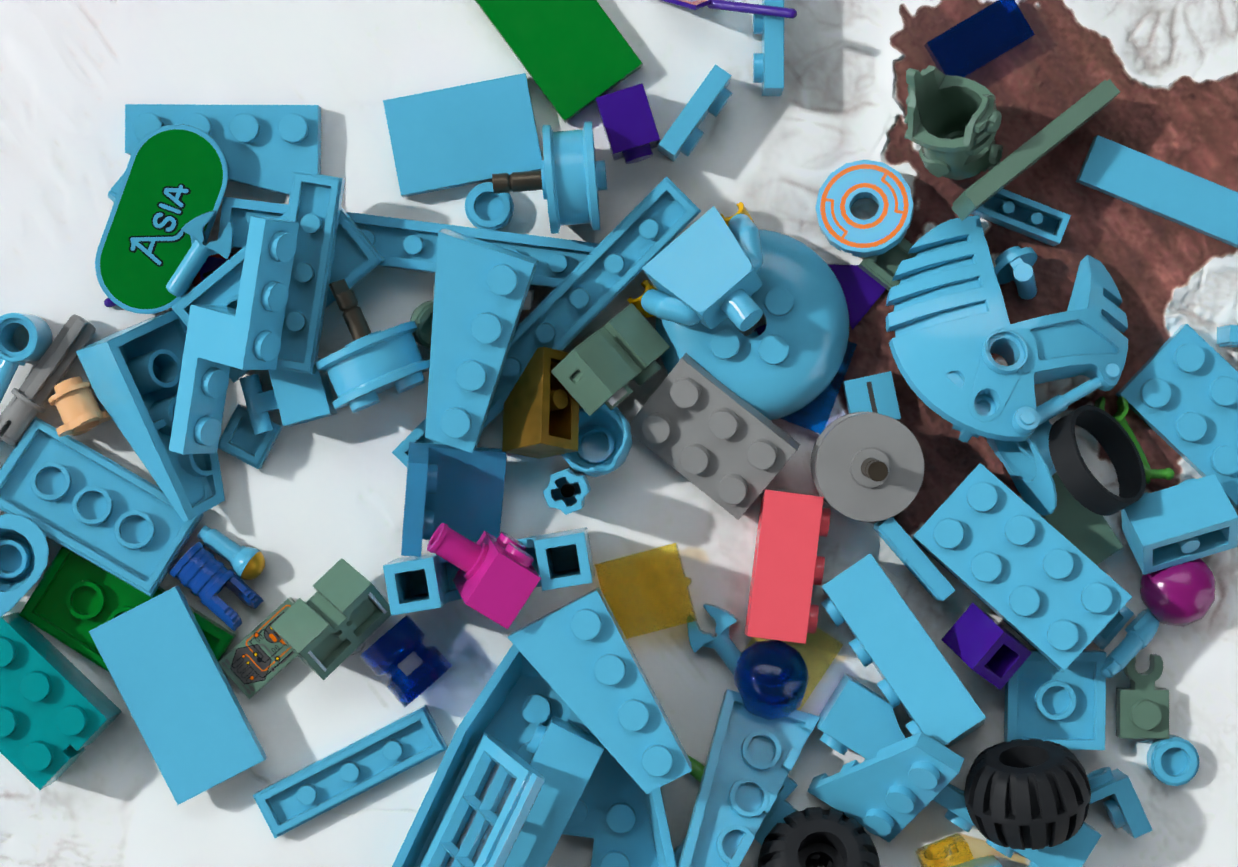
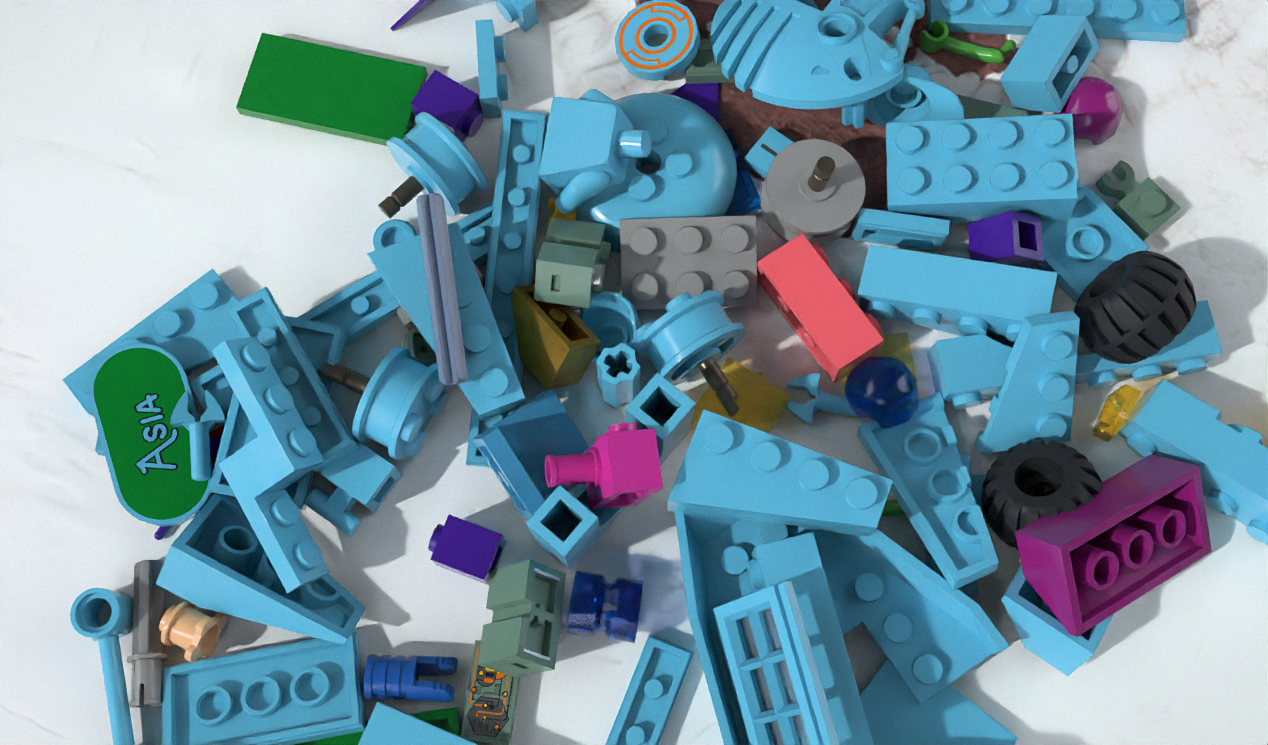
camera: 35 degrees left, 15 degrees down
(241, 442) = (347, 552): medium azure tile -> none
(245, 561) = (419, 641): medium azure piece -> none
(336, 523) = (466, 548): none -> dark purple brick
(462, 134) = (334, 210): medium azure tile -> none
(472, 316) = (441, 289): none -> sand blue axle
(650, 511) = (692, 341): none -> medium azure wheel
(1074, 471) = (960, 59): black tyre -> none
(1123, 804) = (1206, 273): medium azure bracket -> none
(1138, 636) = (1094, 160): medium azure piece -> none
(1173, 760) = (1196, 223): medium azure tile -> none

